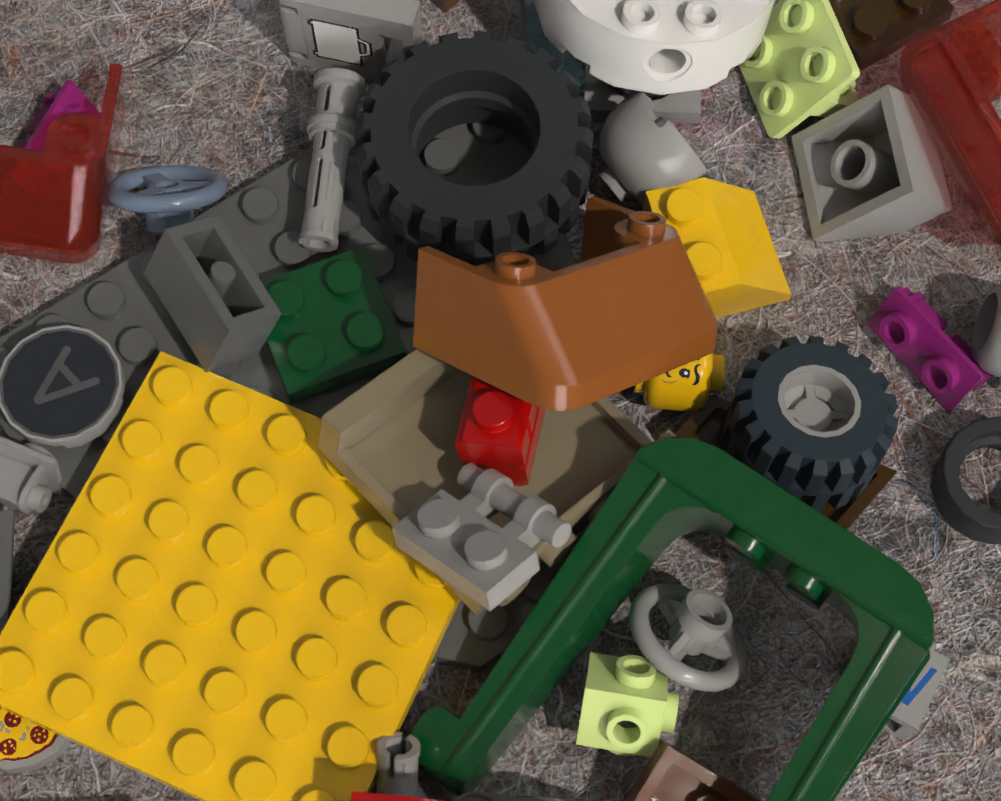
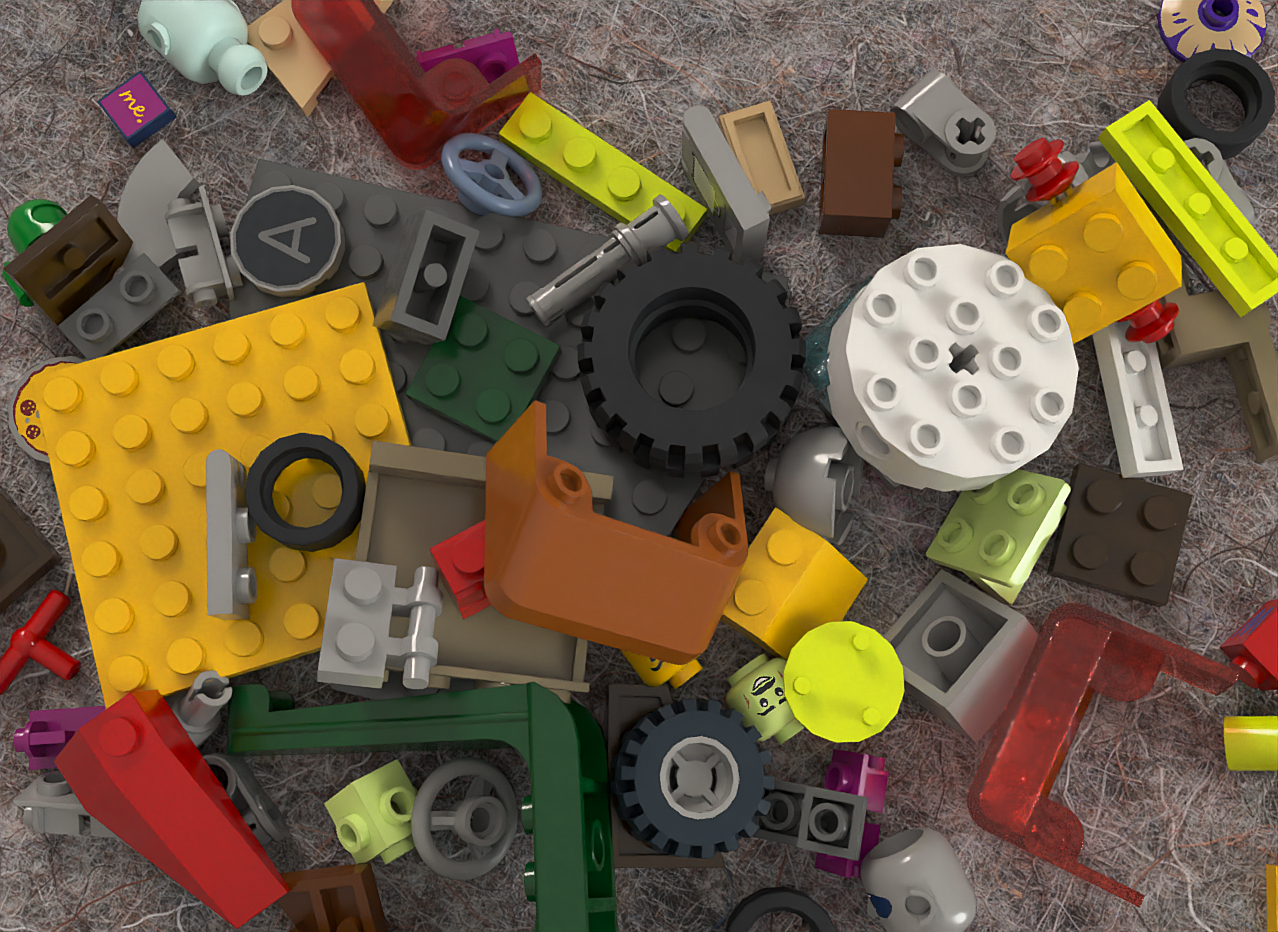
camera: 55 degrees right, 10 degrees up
(222, 123) = (593, 166): none -> neon yellow plate
(282, 608) = (229, 530): none -> light grey hinge
(291, 475) = (269, 466): none -> black tyre
(787, 315) = (760, 697): none -> yellowish green head
(827, 253) = (843, 681): none -> neon yellow piece
(923, 359) = (814, 819): none -> dark grey slope

